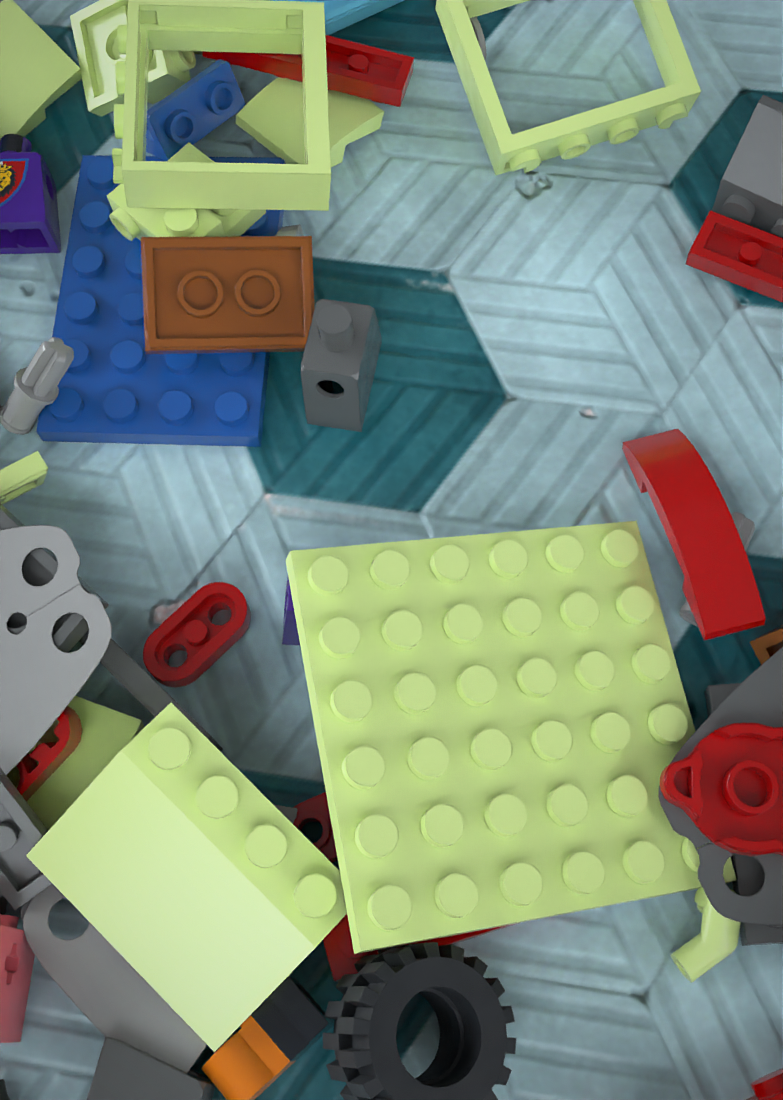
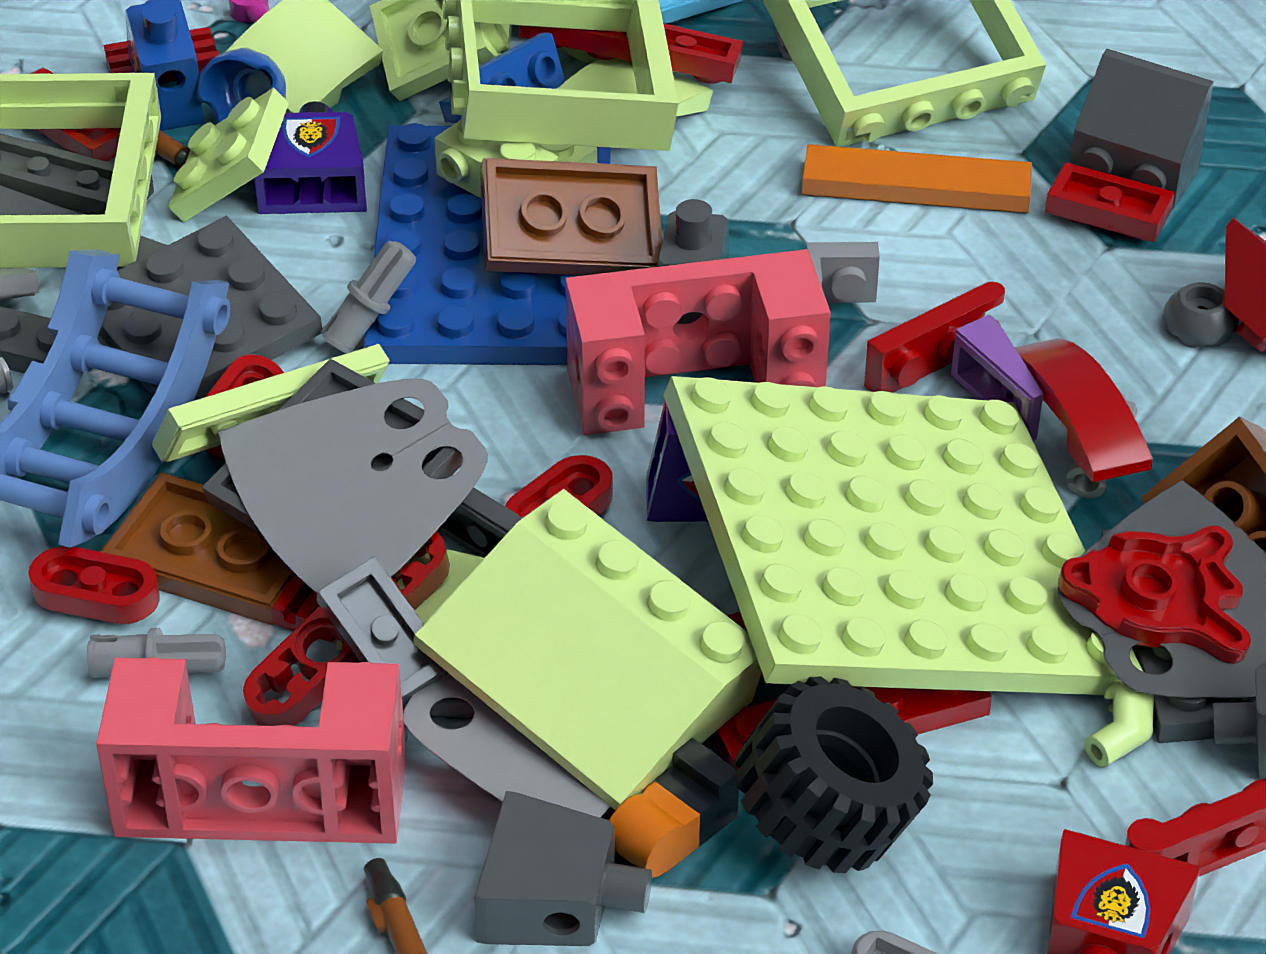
camera: 10 degrees left, 25 degrees down
(306, 424) = (752, 311): none -> coral plate
(479, 349) = (846, 270): none -> light grey bracket
(568, 220) = (917, 178): none -> orange tile
(571, 434) = (925, 342): none -> red hinge
(619, 479) = (993, 370): none -> medium lavender slope

